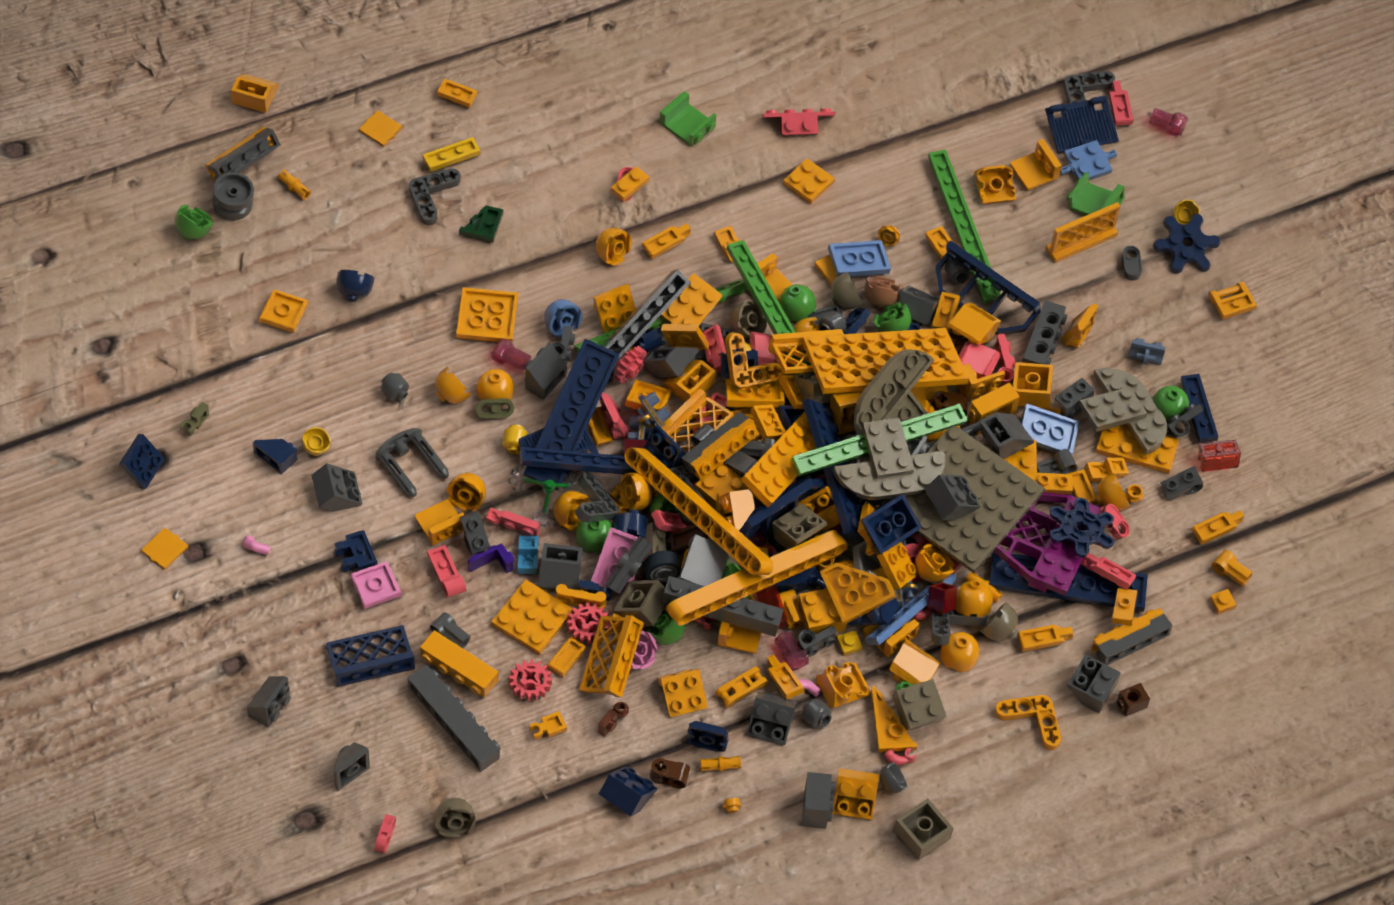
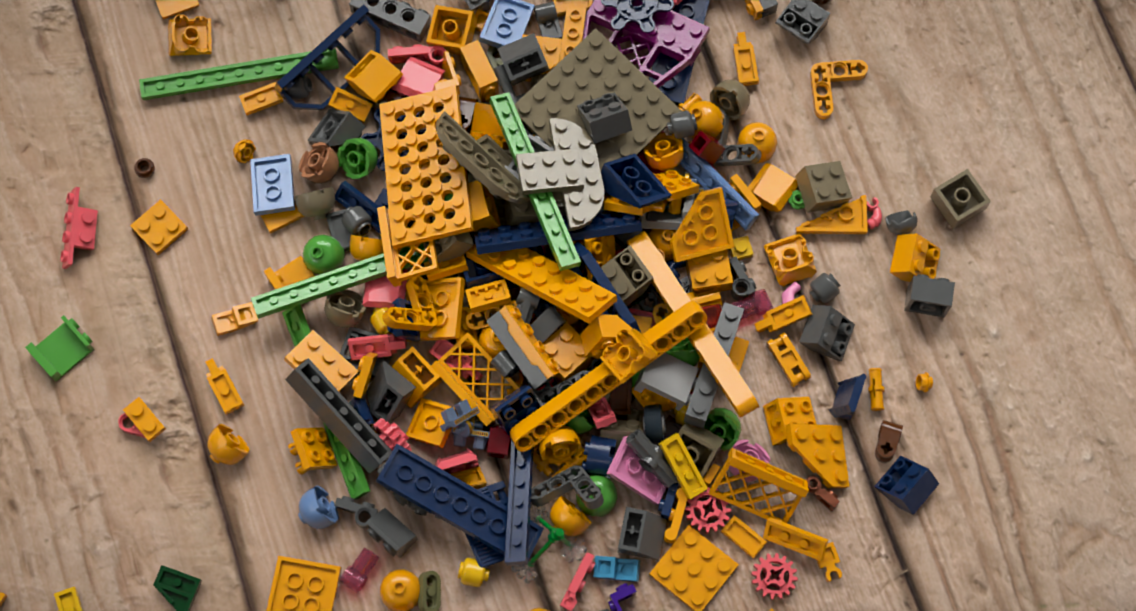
camera: 80 degrees left, 15 degrees up
(566, 693) = (795, 538): none -> light orange plate
(624, 588) = (683, 466): none -> yellow plate
(653, 712) = (821, 451): none -> light orange plate
(716, 514) = (628, 354): none -> light orange slope
(863, 159) = (140, 164): none -> reddish brown plate
(960, 571) = (682, 125): none -> dark grey head

